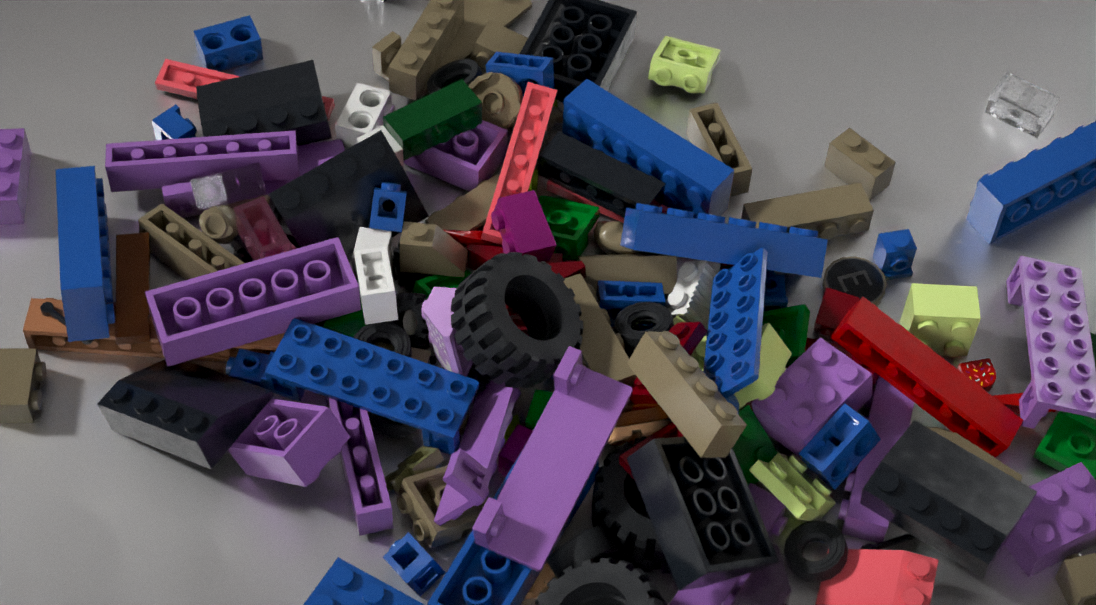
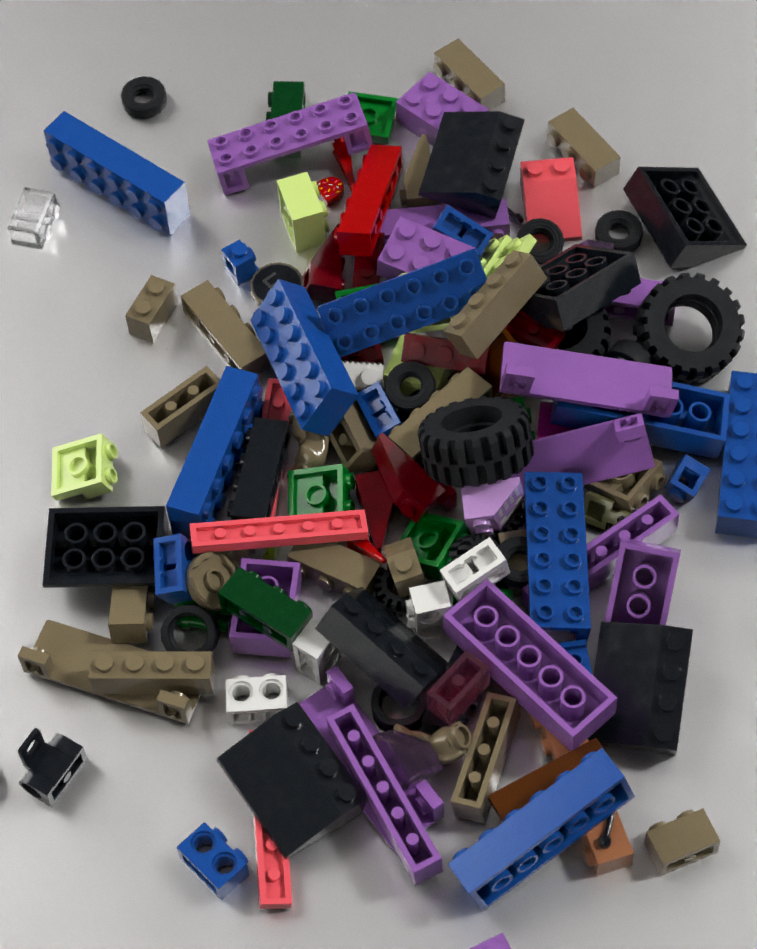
camera: 105 degrees left, 5 degrees up
(172, 125) = (345, 853): blue brick -> none
(384, 219) = (385, 597): blue brick -> none
(523, 226) = (357, 495): magenta brick -> none

